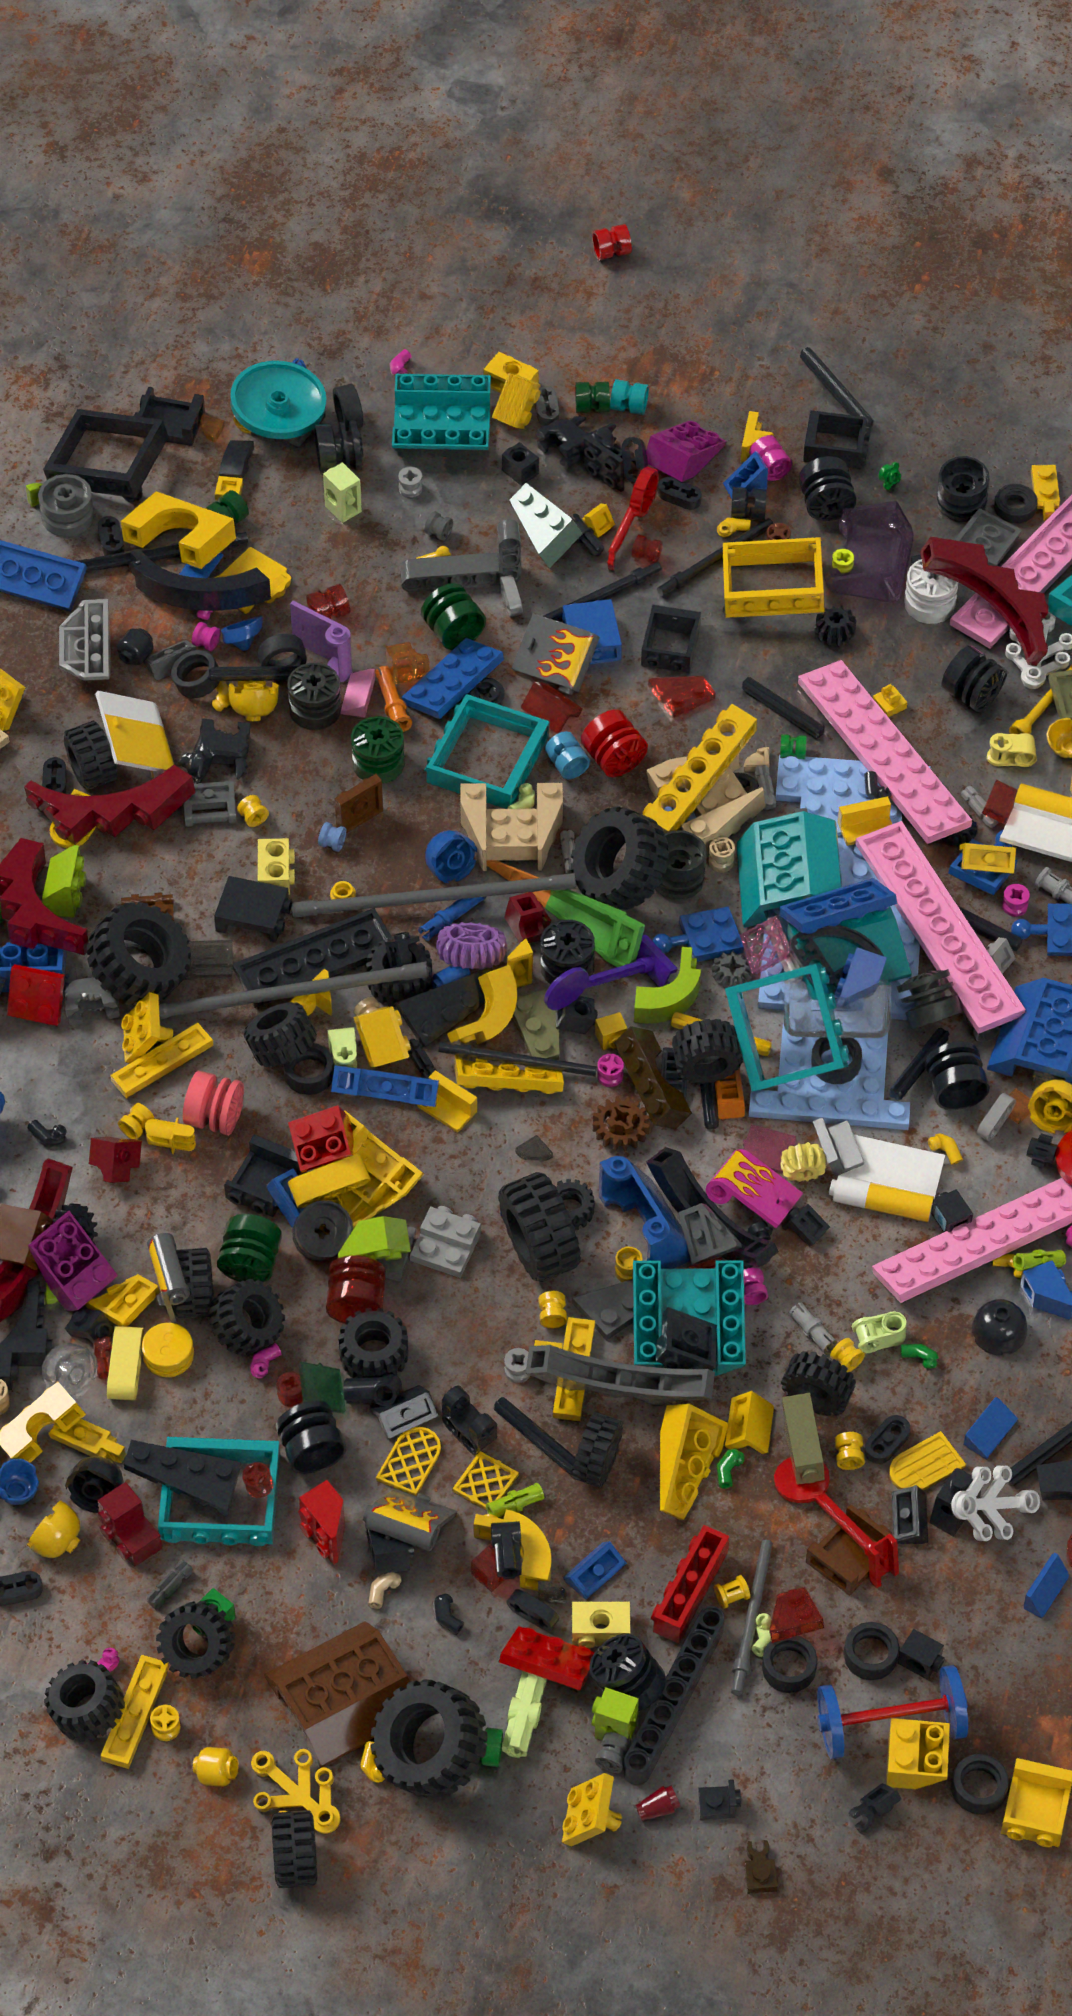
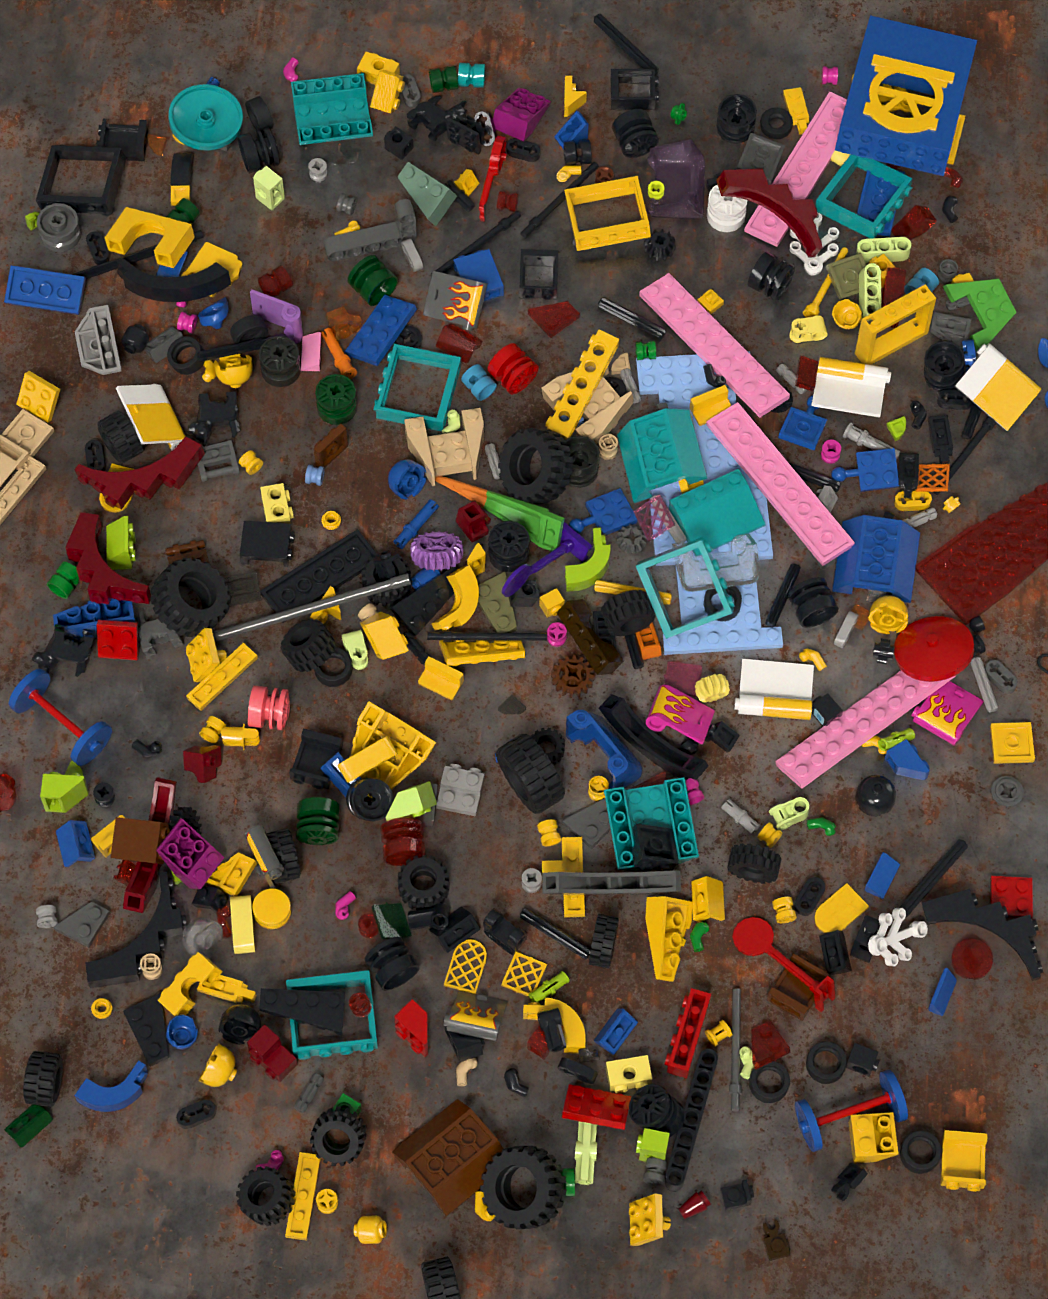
camera: 10 degrees left, 10 degrees up
(231, 1324) = (314, 879): black tyre -> none
(299, 1794) = (435, 1240): yellow plant -> none
(314, 907) = (311, 535): dark grey piece -> none
(322, 1138) = (357, 728): red slope -> none
(385, 1085) = (393, 673): blue slope -> none
(706, 1234) = (652, 758): dark grey wing -> none
(773, 456) = (588, 110): dark pink wheel -> none
(802, 1438) = (750, 909): olive slope -> none
(837, 931) = (712, 537): black beam -> none
(838, 905) = (705, 482): blue plate -> none
(839, 1146) = (735, 670): panel -> none
(862, 976) = (732, 536): blue slope -> none
(929, 998) = (782, 543): pearl dark grey wheel -> none
(988, 858) = (806, 423): yellow panel -> none

